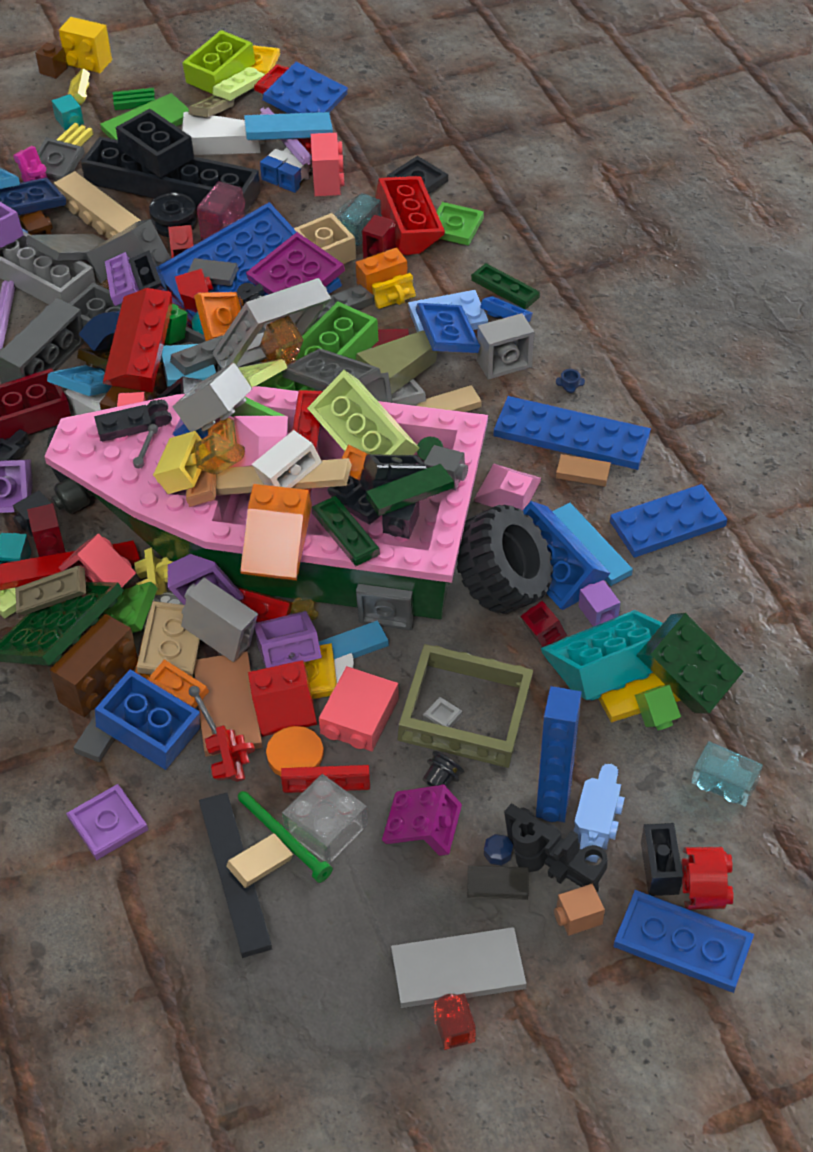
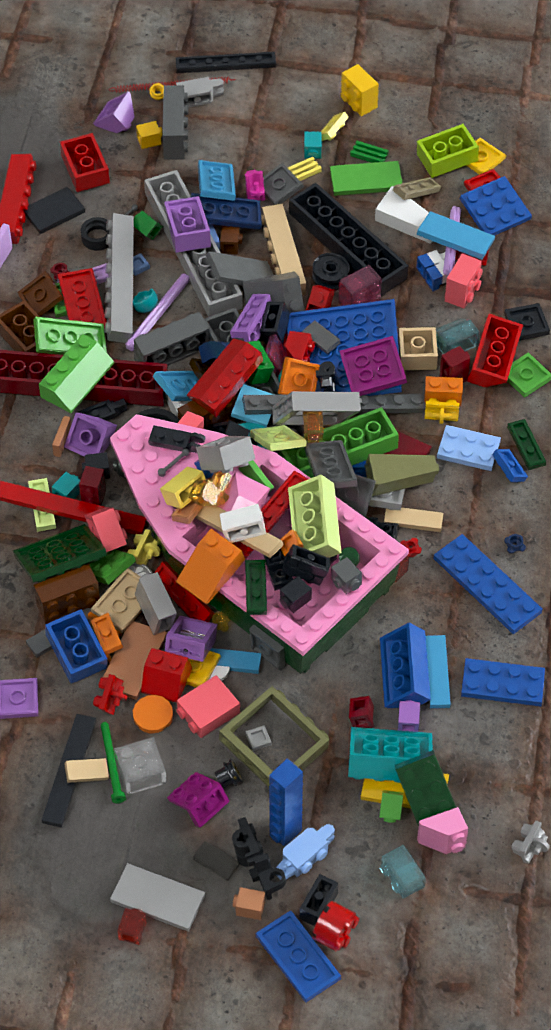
camera: 30 degrees right, 5 degrees up
(50, 590) = (69, 529): dark tan tile -> none
(51, 60) = (329, 91): reddish brown brick -> none
(155, 142) = (344, 210): black brick -> none
(192, 570) = (158, 561): medium lavender slope -> none
(194, 692) = (111, 643): dark grey hinge -> none
(237, 84) = (451, 175): yellowish green plate -> none
(347, 777) = (163, 743): red tile -> none
(409, 489) = (307, 581): dark green tile -> none
(447, 328) = (451, 461): blue tile -> none
(498, 849) = (226, 841): dark blue tile -> none
(504, 559) = (378, 661): black tyre -> none
(505, 346) = (482, 495): light grey brick -> none
(507, 487) = (413, 603): bright pink slope -> none
(583, 470) = (473, 616): medium nougat tile -> none
(743, 702) = (444, 832): none -> bright pink slope

